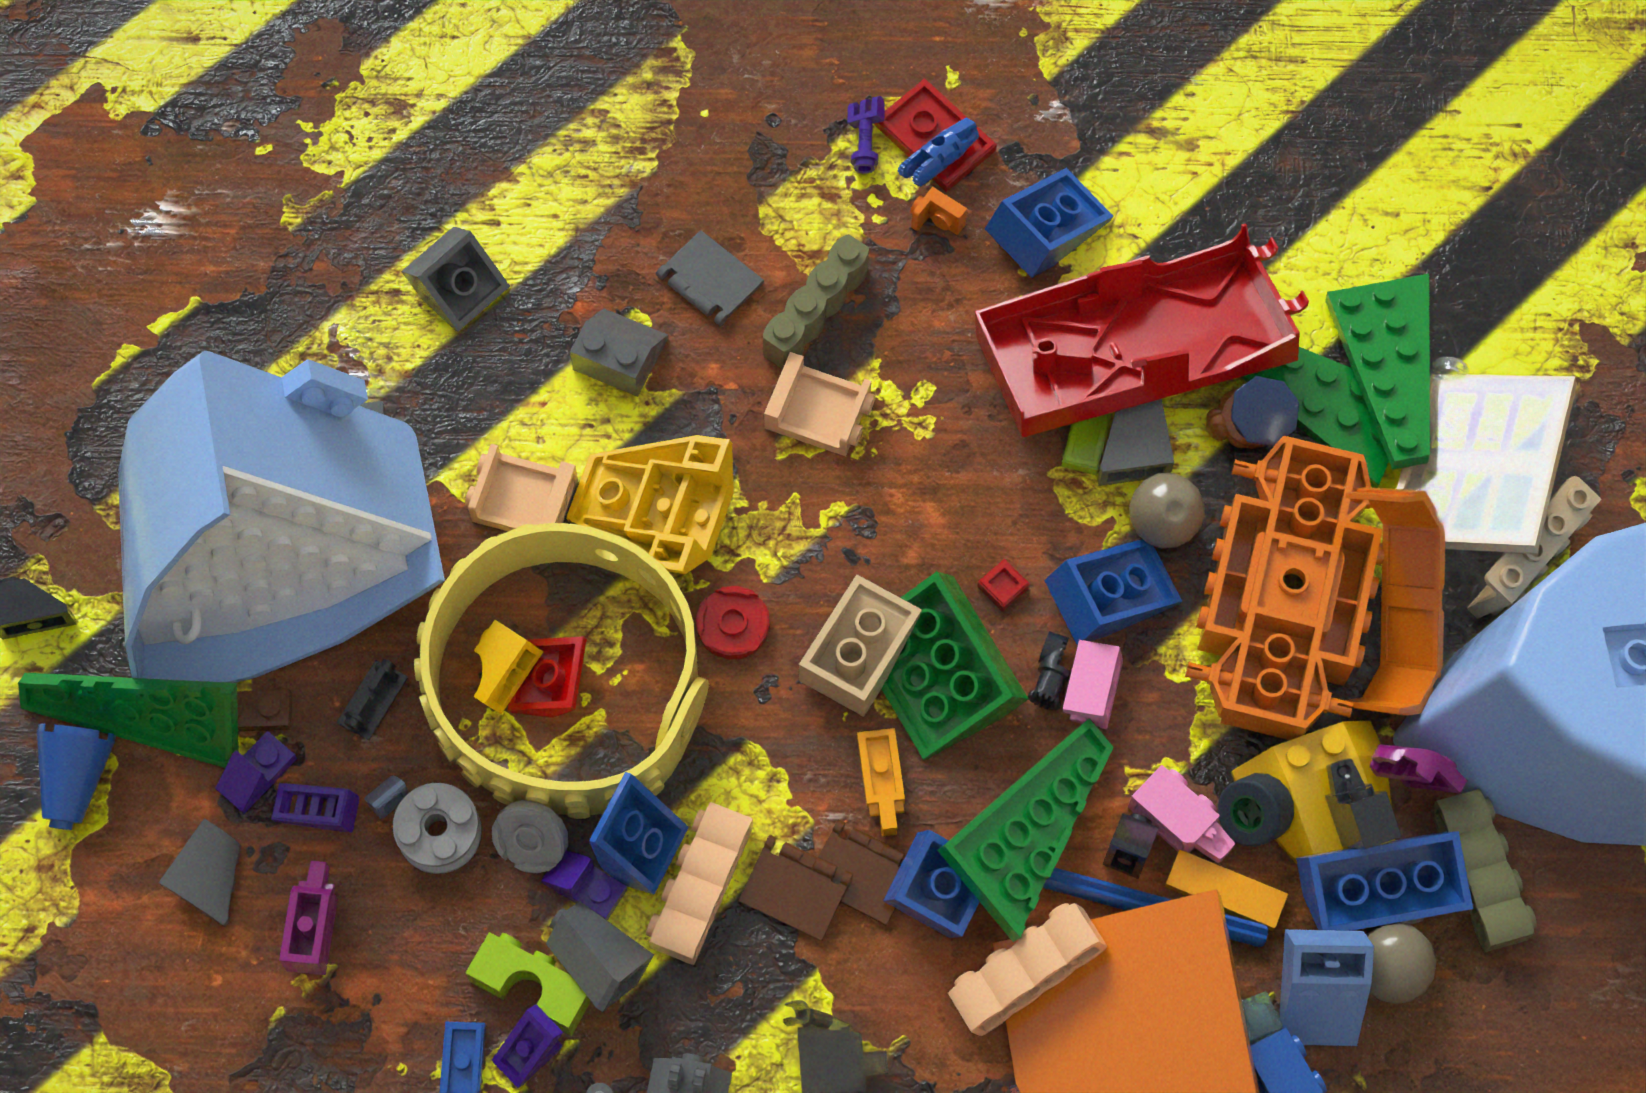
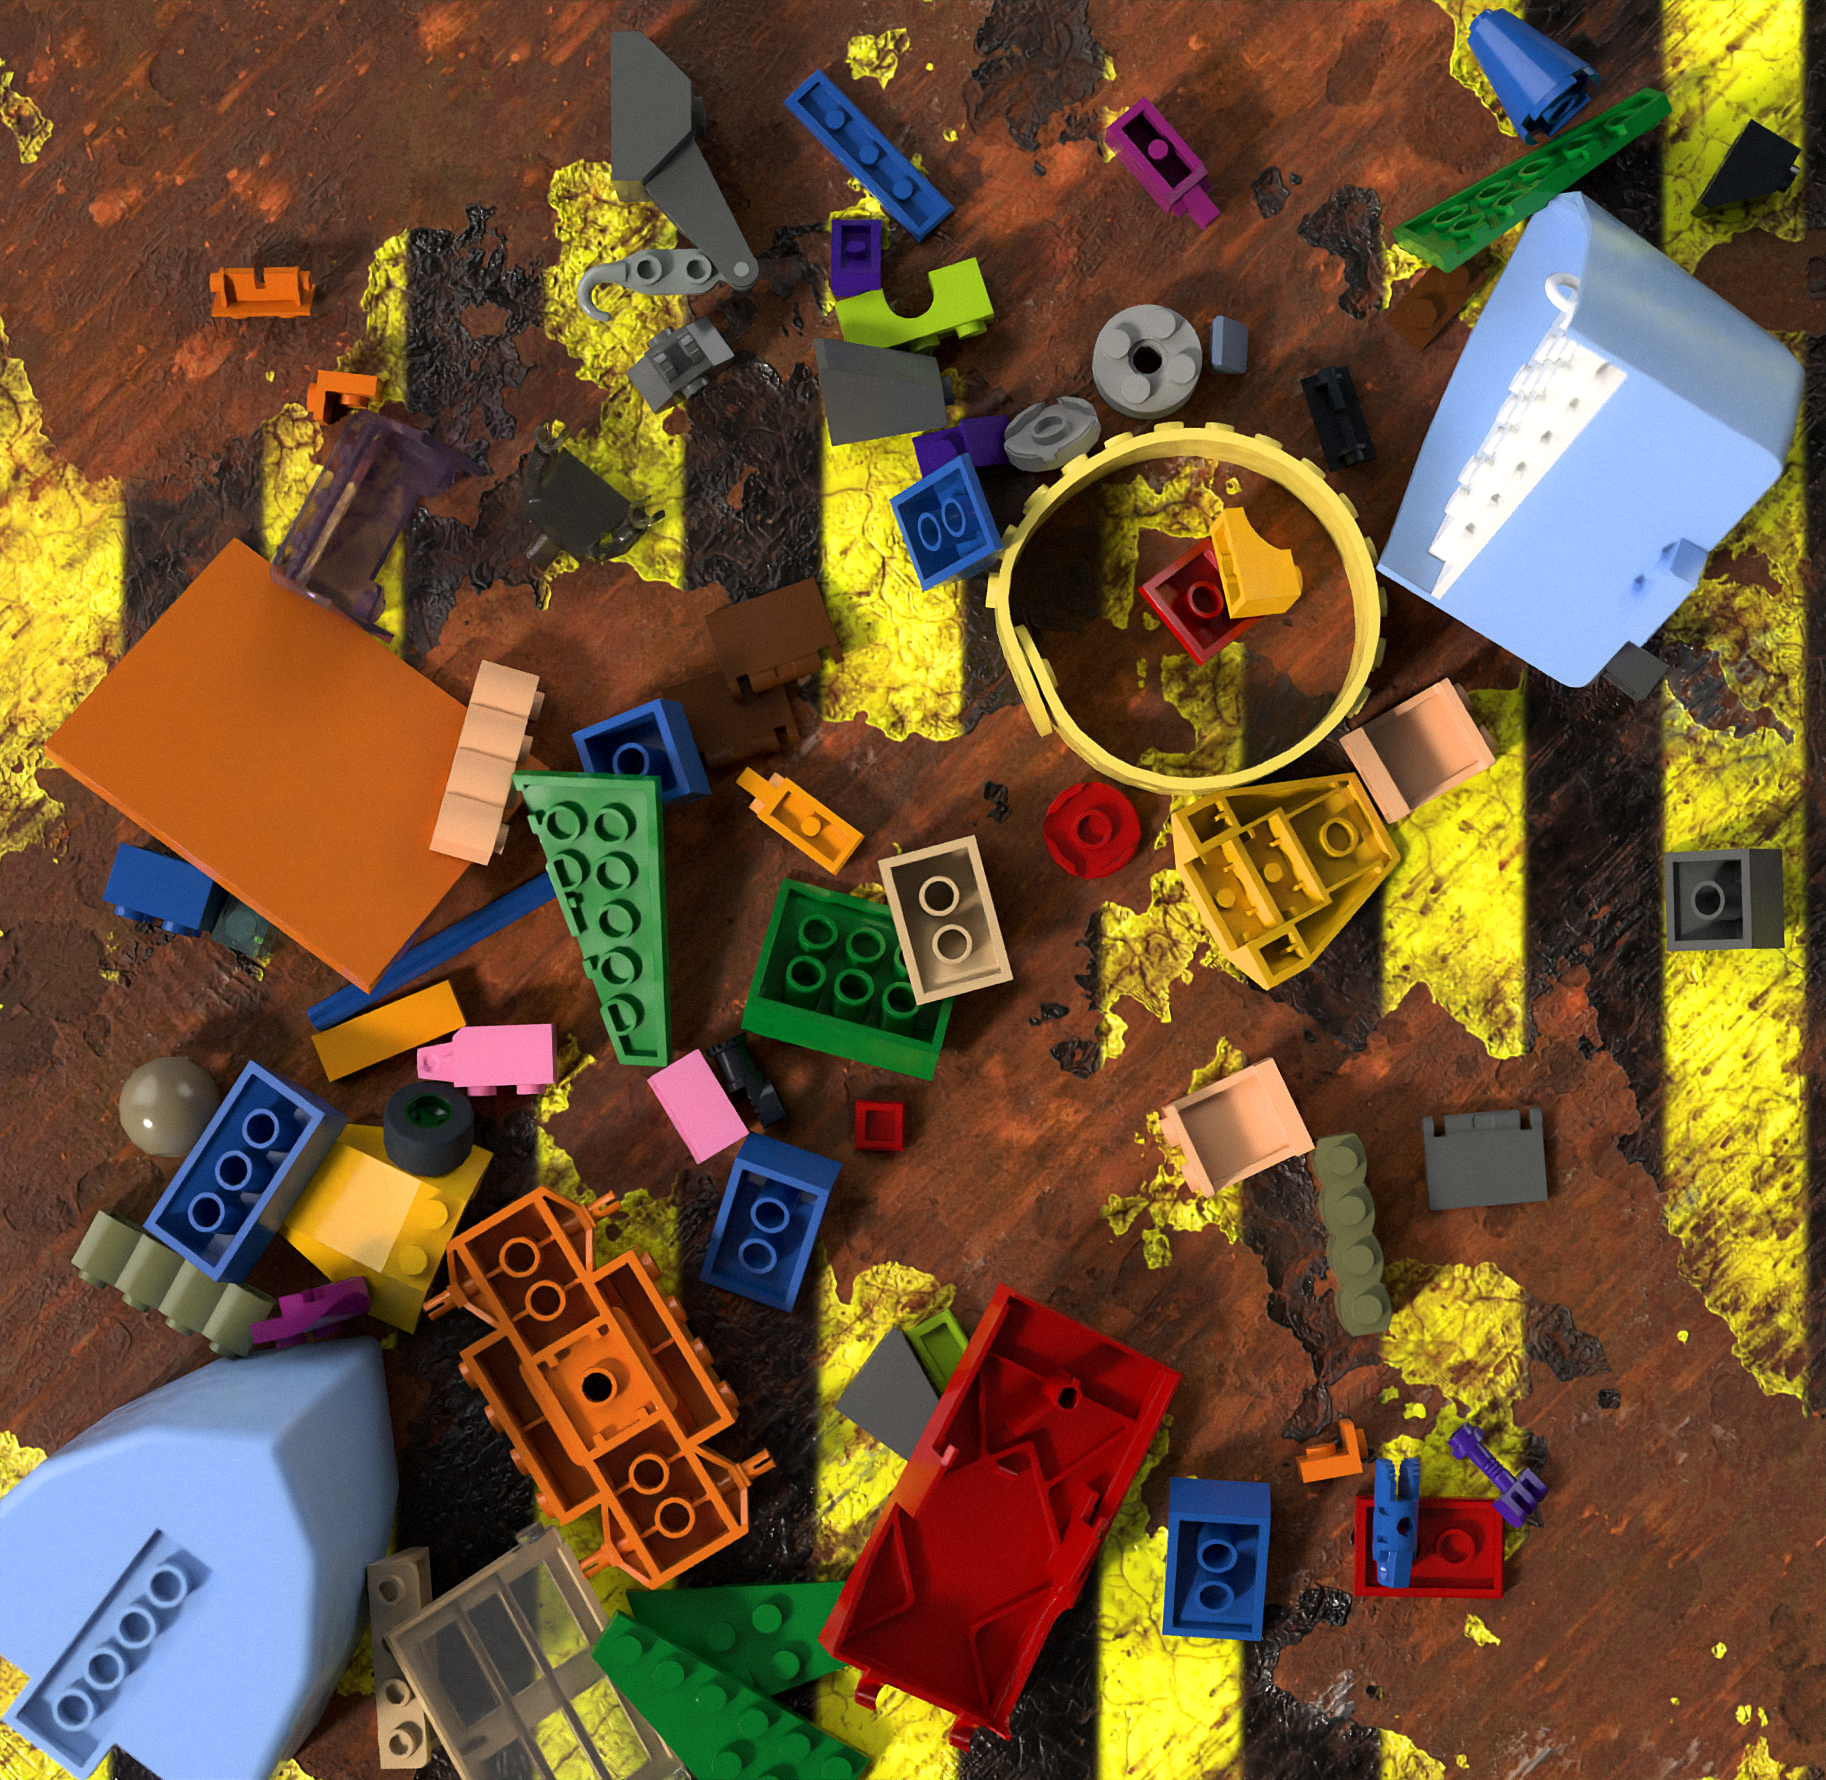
camera: 140 degrees right, 20 degrees up
(205, 872) = (1308, 116): dark grey slope -> none
(254, 772) = (1369, 248): dark purple slope -> none
(339, 812) = (1253, 290): dark purple slope -> none
(617, 351) = (1489, 991): dark grey slope -> none
(701, 883) = (860, 555): light nougat brick -> none
(1131, 844) = (510, 982): black slope -> none
(1167, 510) = (794, 1350): dark tan piece -> none
(1254, 414) = (807, 1540): dark blue piece -> none
(1325, 985) = (210, 1018): medium blue slope -> none
(1359, 812) = (324, 1212): black hinge -> none
(1409, 601) = (458, 1464): orange windscreen -> none

